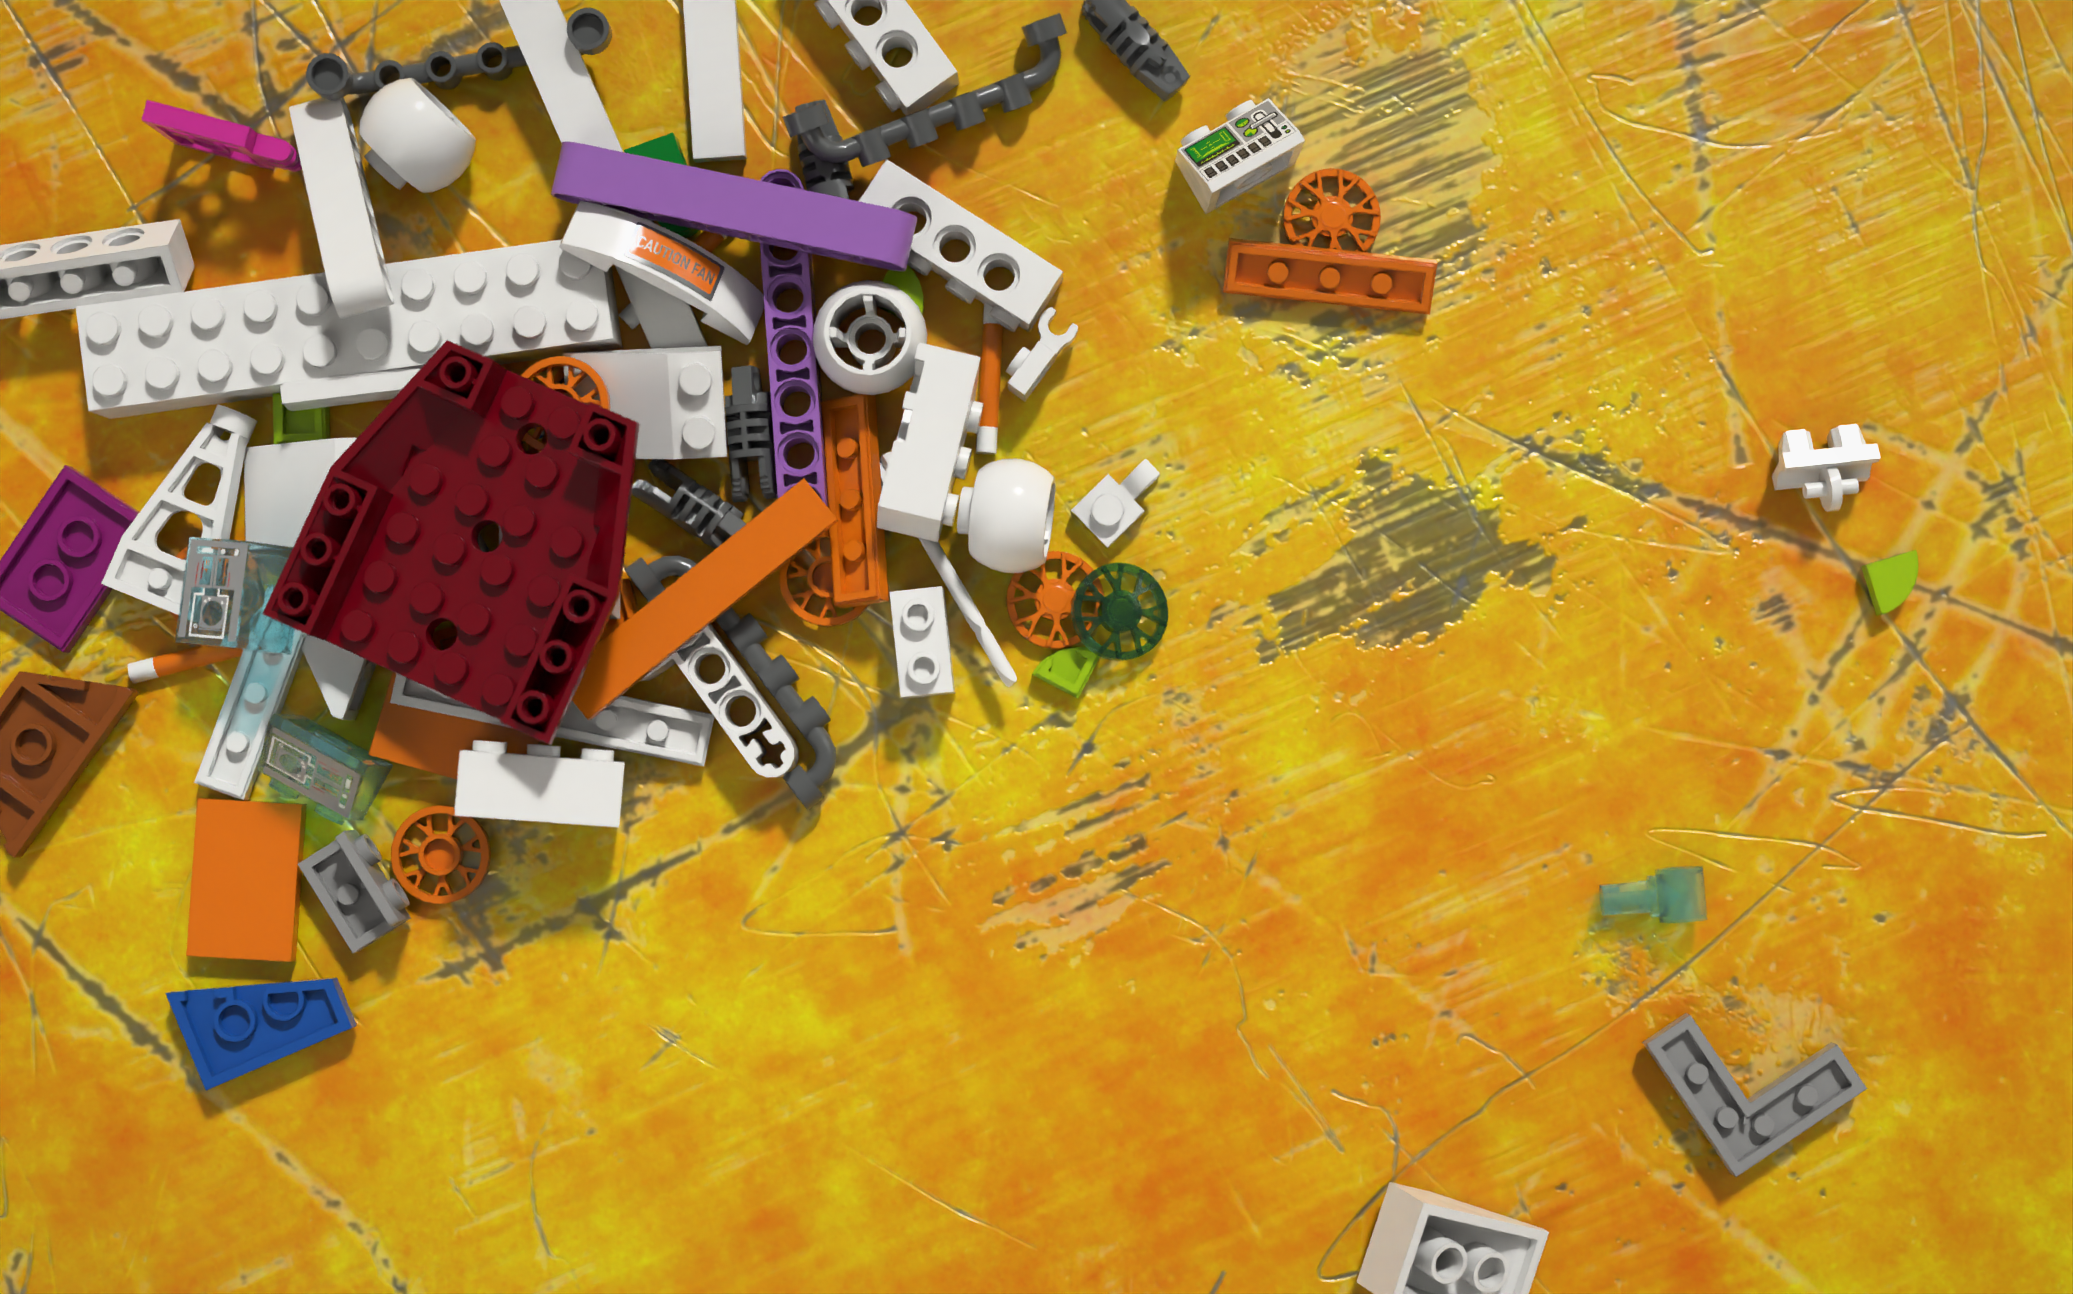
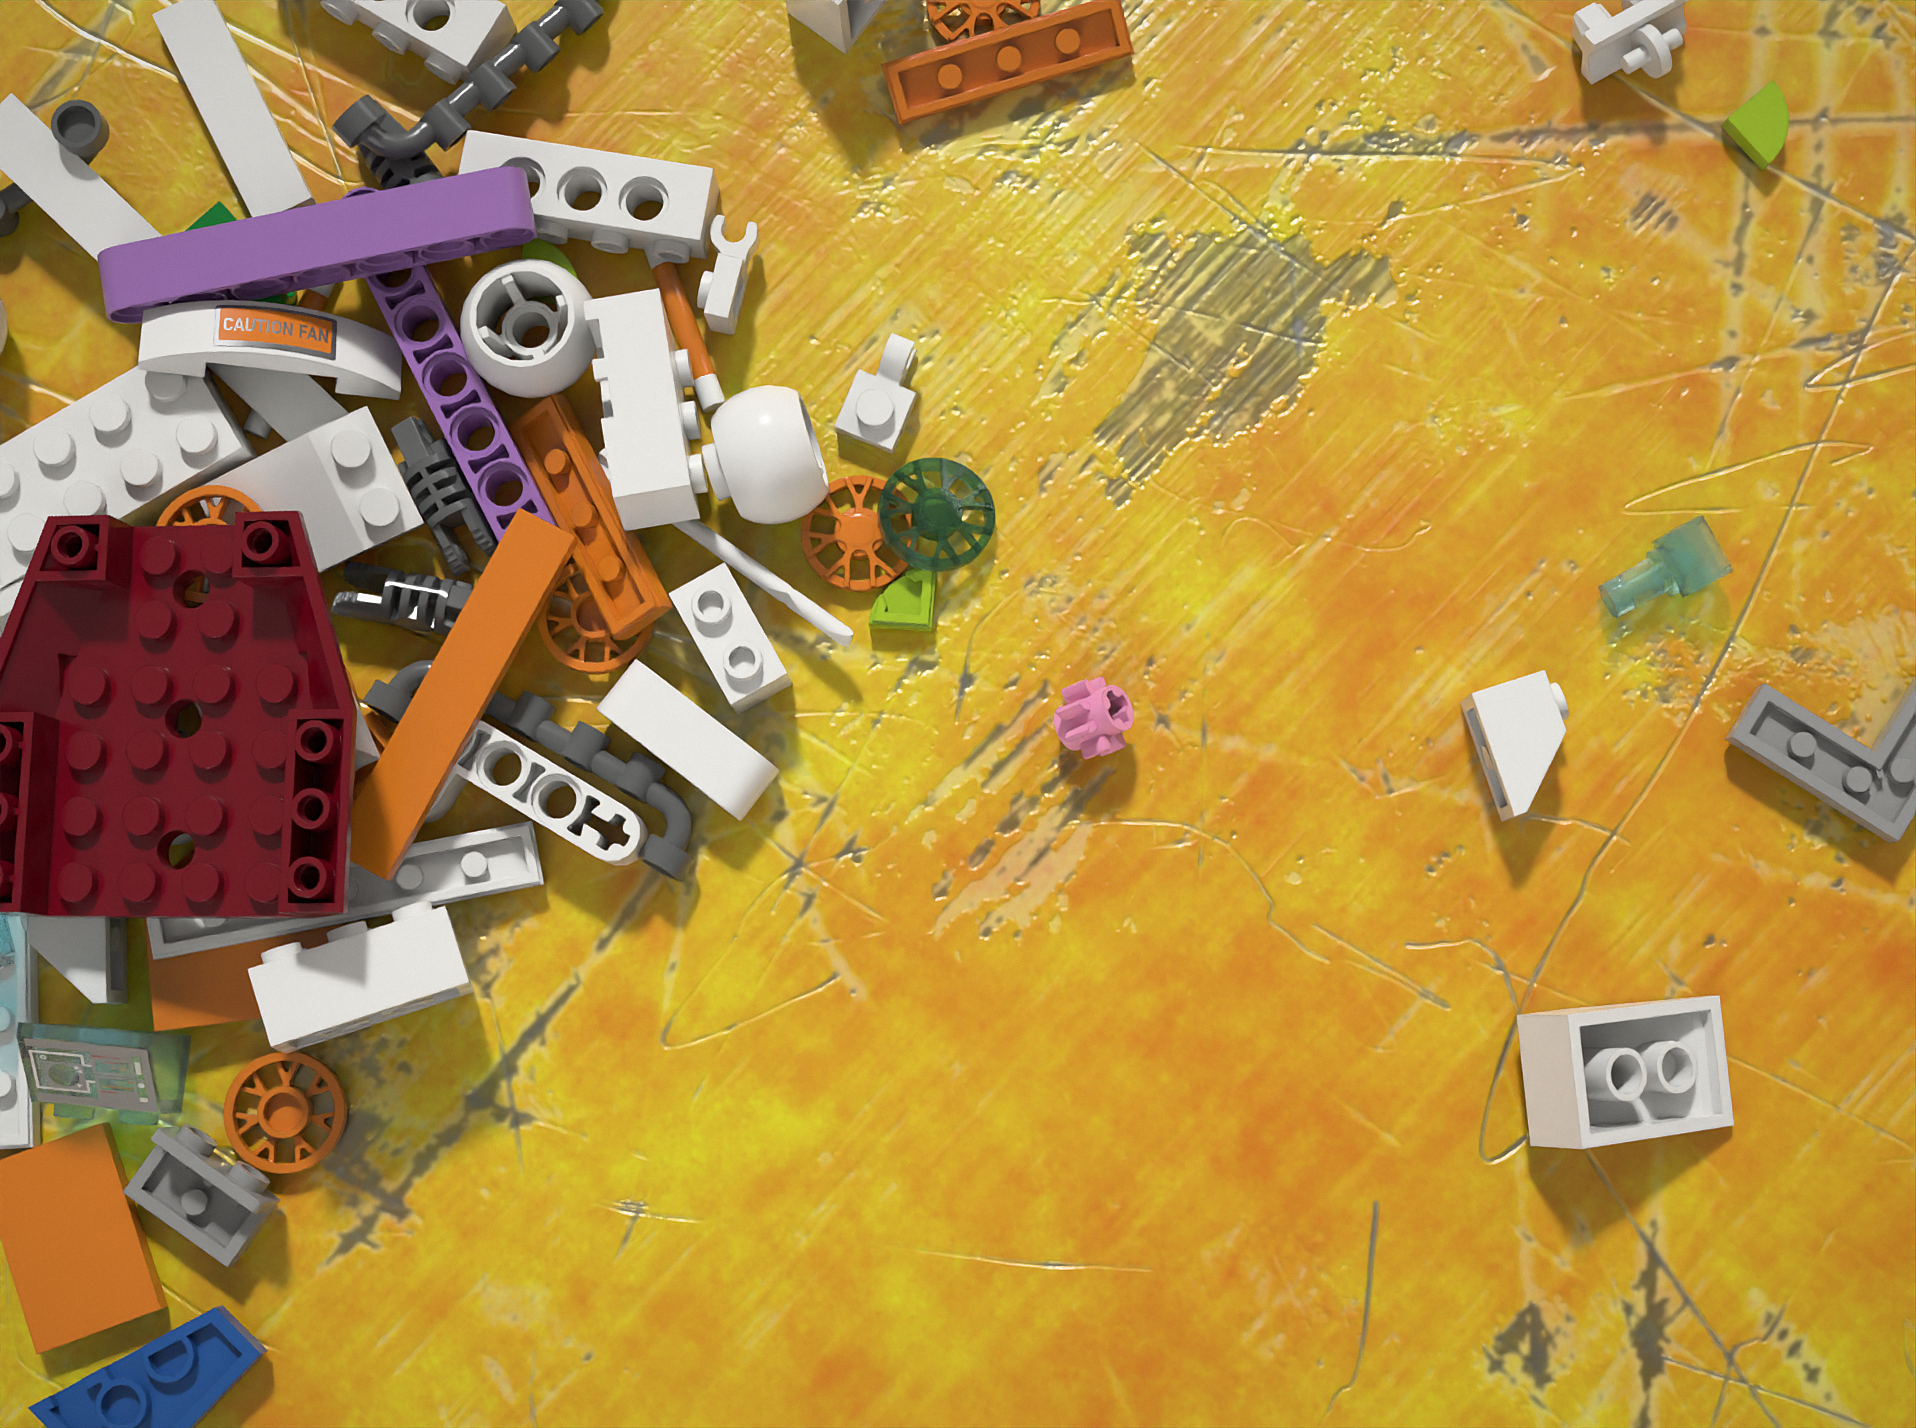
camera: 20 degrees left, 5 degrees down
(857, 705) = (688, 739): none -> white beam
(1170, 821) = (1093, 717): none -> bright pink gear
(1484, 974) = (1516, 737): none -> white slope

